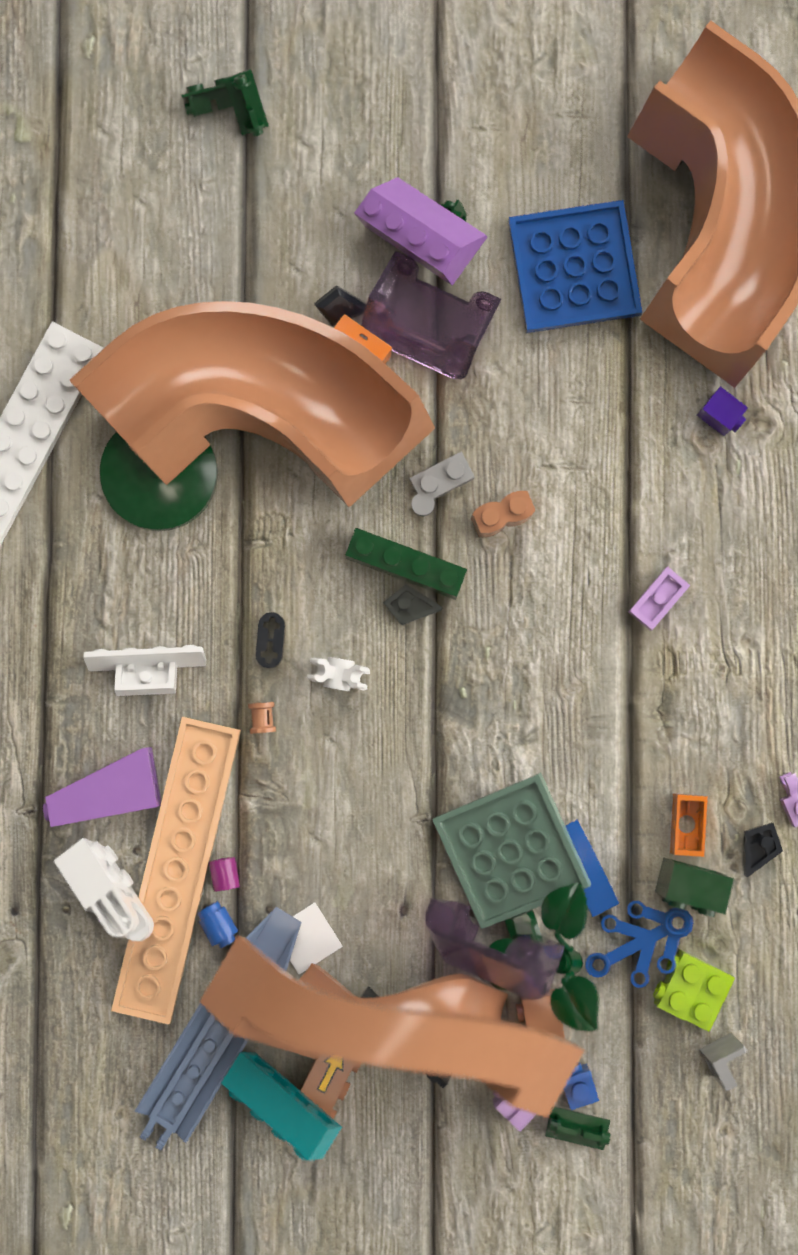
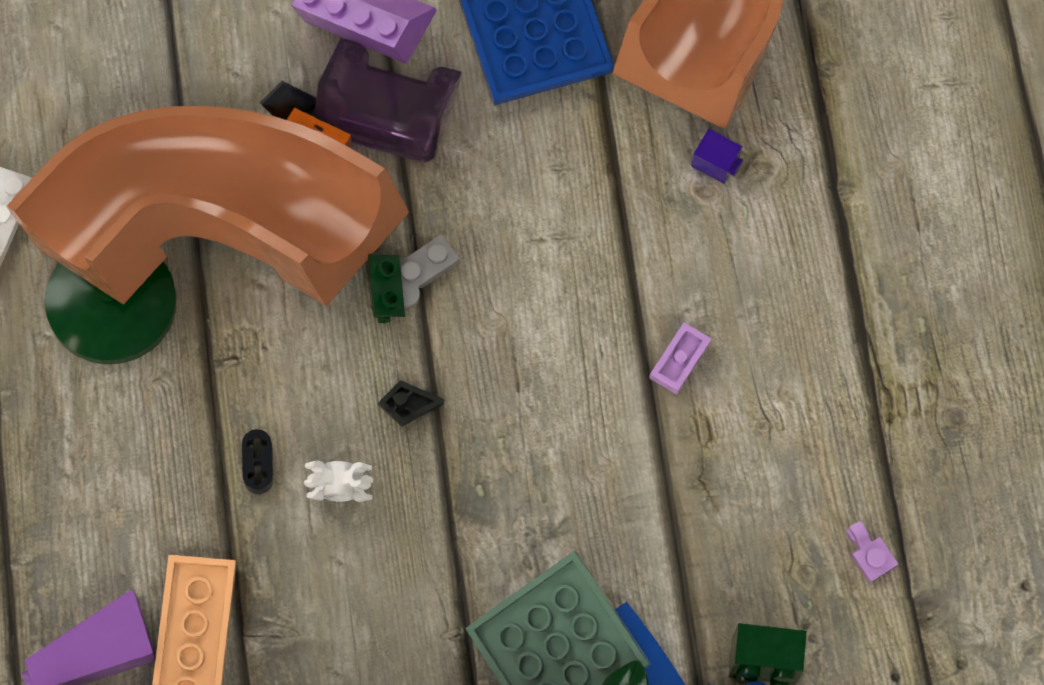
camera: 10 degrees left, 15 degrees down
(145, 669) = (121, 508): white bracket -> none
(262, 717) = (258, 544): nougat bush -> none
(405, 495) = (386, 287): none -> dark green hinge
(405, 563) = (396, 357): dark green brick -> none
(494, 516) = (501, 289): nougat brick -> none
(693, 842) = (752, 575): orange piece -> none
(760, 847) = (836, 609): black piece -> none

